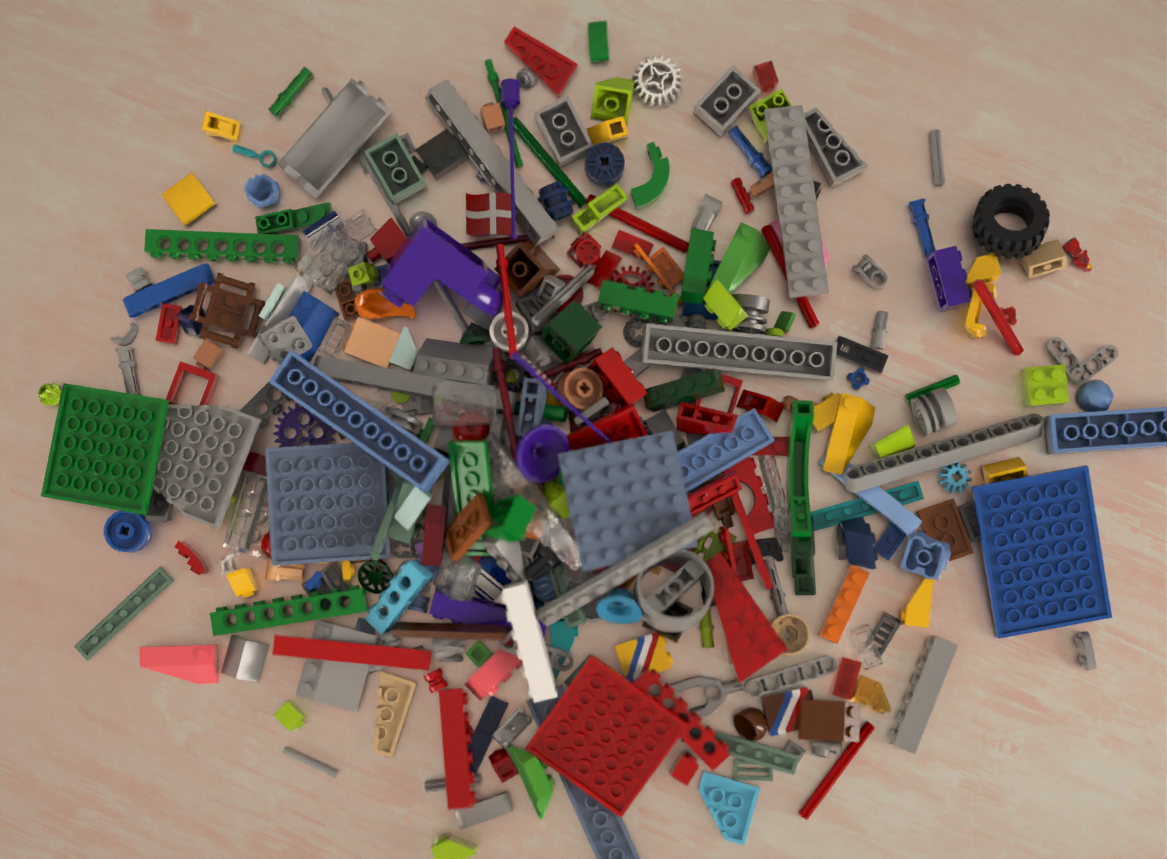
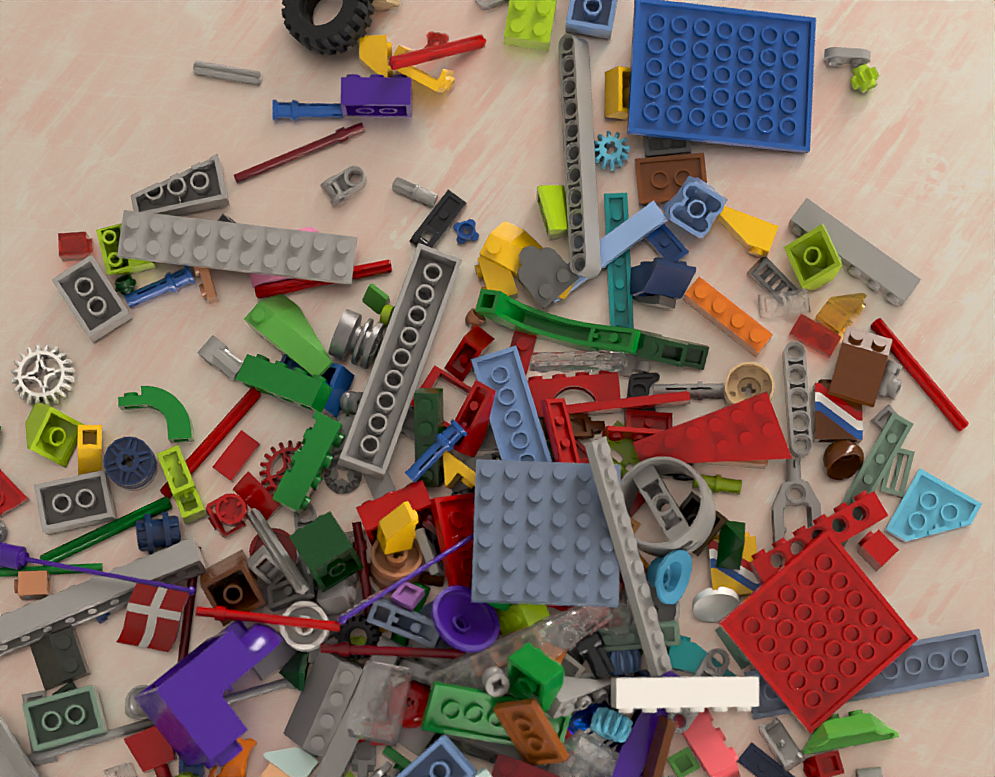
camera: 75 degrees left, 5 degrees down
(491, 589) = (611, 725): none -> medium azure gear
(503, 485) = (492, 676): none -> light grey wheel
(552, 405) = (407, 596): none -> medium lavender plate
(602, 383) = (398, 529): none -> yellow slope
(607, 649) = (715, 604): none -> white tile
(658, 650) = (731, 545): none -> dark green slope
(663, 417) = (455, 469): none -> yellow slope
(664, 267) = (273, 424): orange bracket -> none
(682, 402) = (446, 444): none -> blue pin
(724, 305) = (342, 361): lime slope -> none
(742, 195) = (210, 310): red axle -> none
(745, 123) = (125, 284): none -> dark green plate
(838, 448) = (544, 274): none -> dark grey plate
(908, 662) = (814, 258): none -> lime slope
(910, 259) = (341, 135): none -> dark red bar
(938, 409) = (528, 153): light grey wheel -> none
(945, 383) = (500, 149): green axle -> none
(1071, 669) = (864, 78): none -> lime gear

